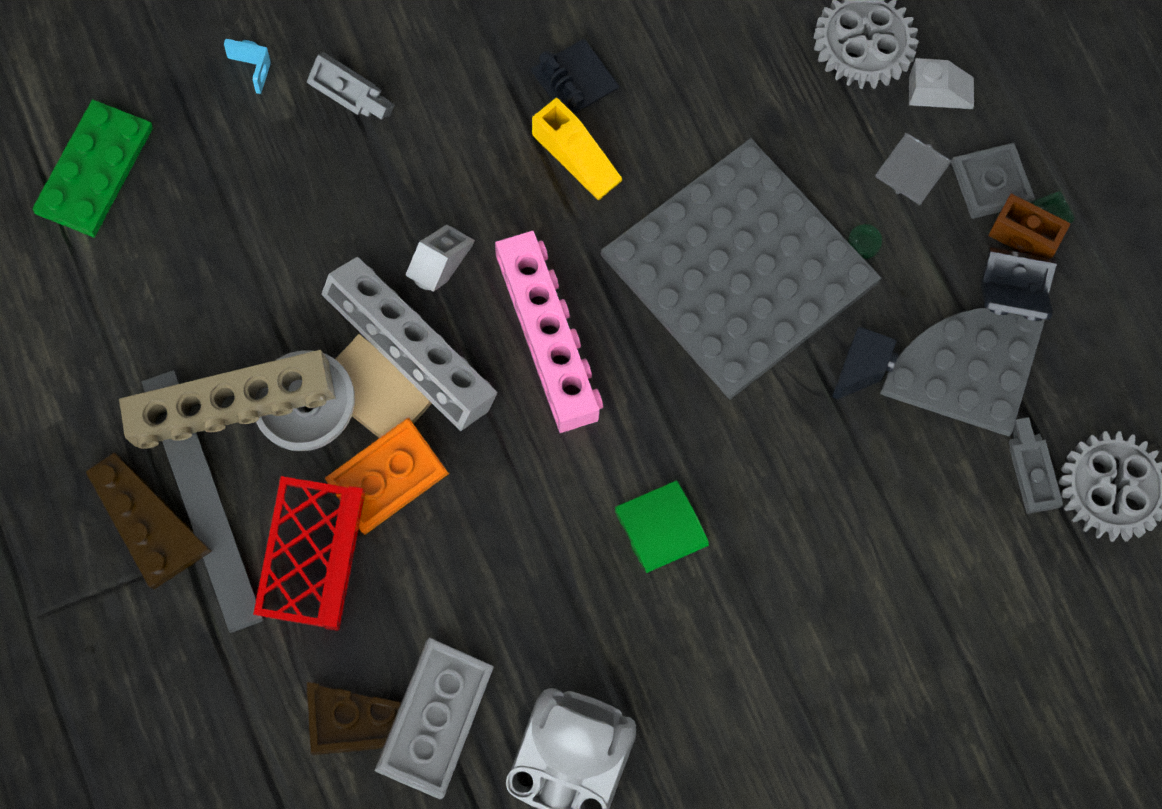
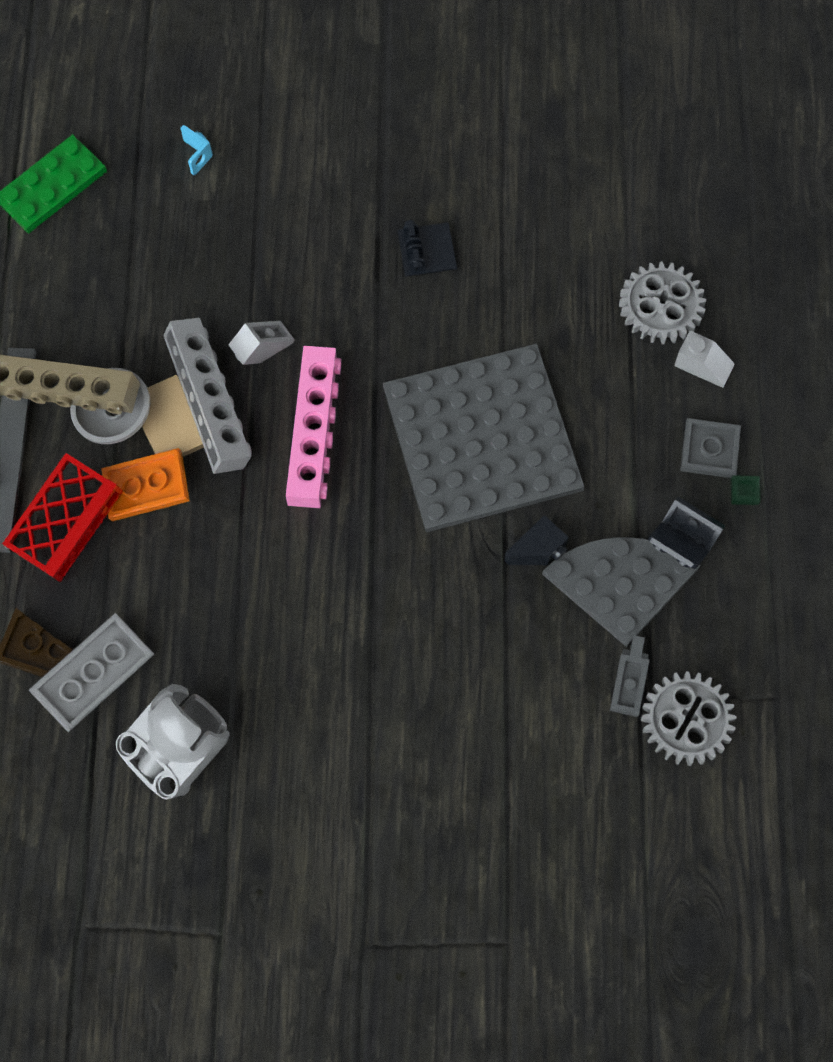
camera: 30 degrees right, 0 degrees up
(348, 88) = (256, 194): hinge -> none
(574, 148) = (398, 300): yellow slope -> none
(661, 526) = (326, 604): green slope -> none
(865, 240) = (587, 455): clear green tile -> none
(913, 168) = (652, 415): clear piece -> none
(1028, 228) = (716, 494): reddish brown brick -> none

